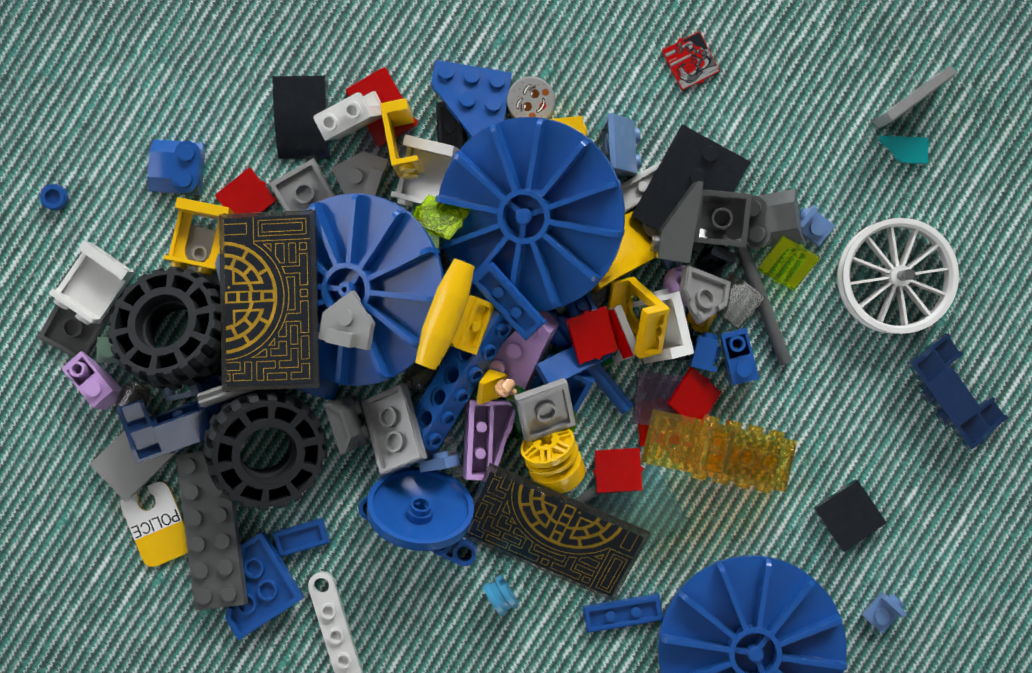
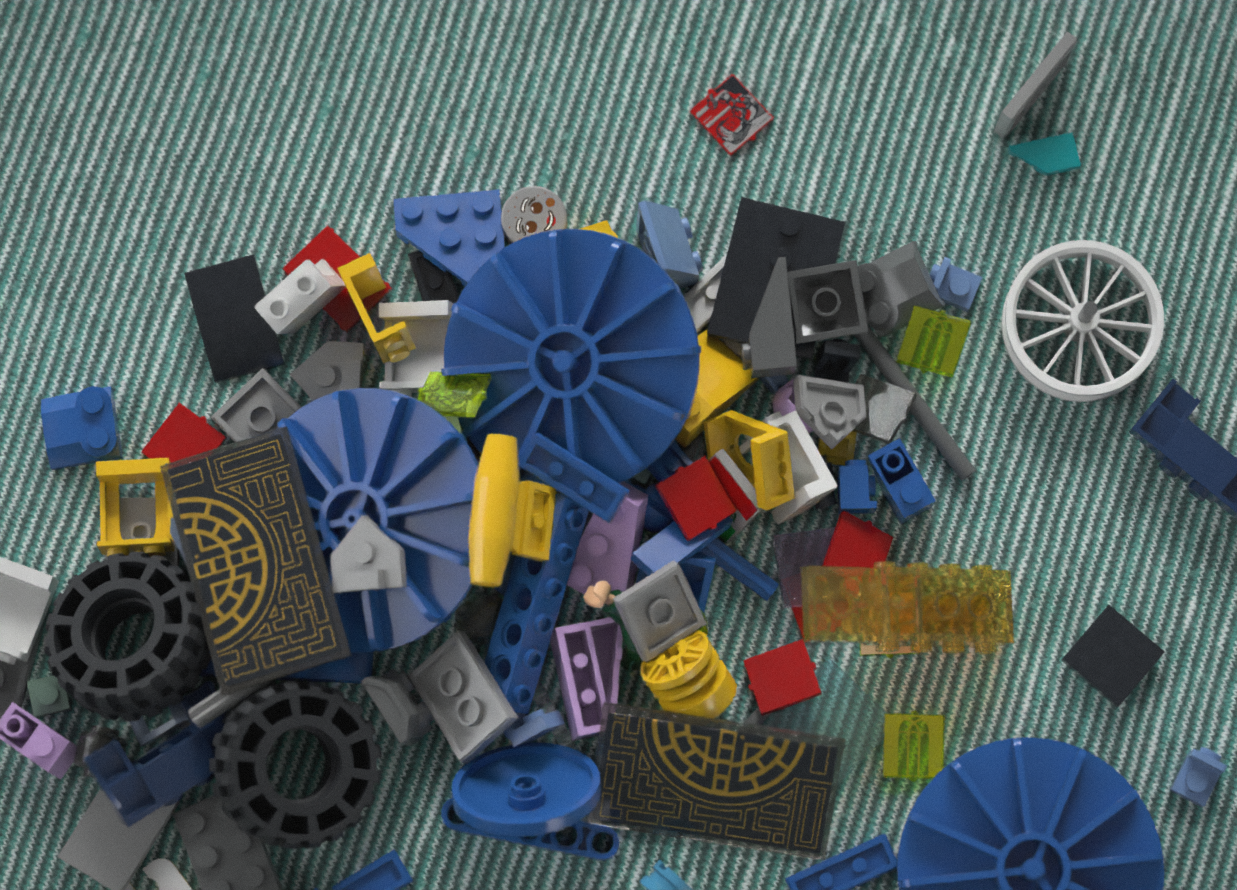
camera: 15 degrees left, 10 degrees down
(486, 386) = (574, 607): yellow slope -> none
(695, 540) = (913, 745): none -> clear neon green piece

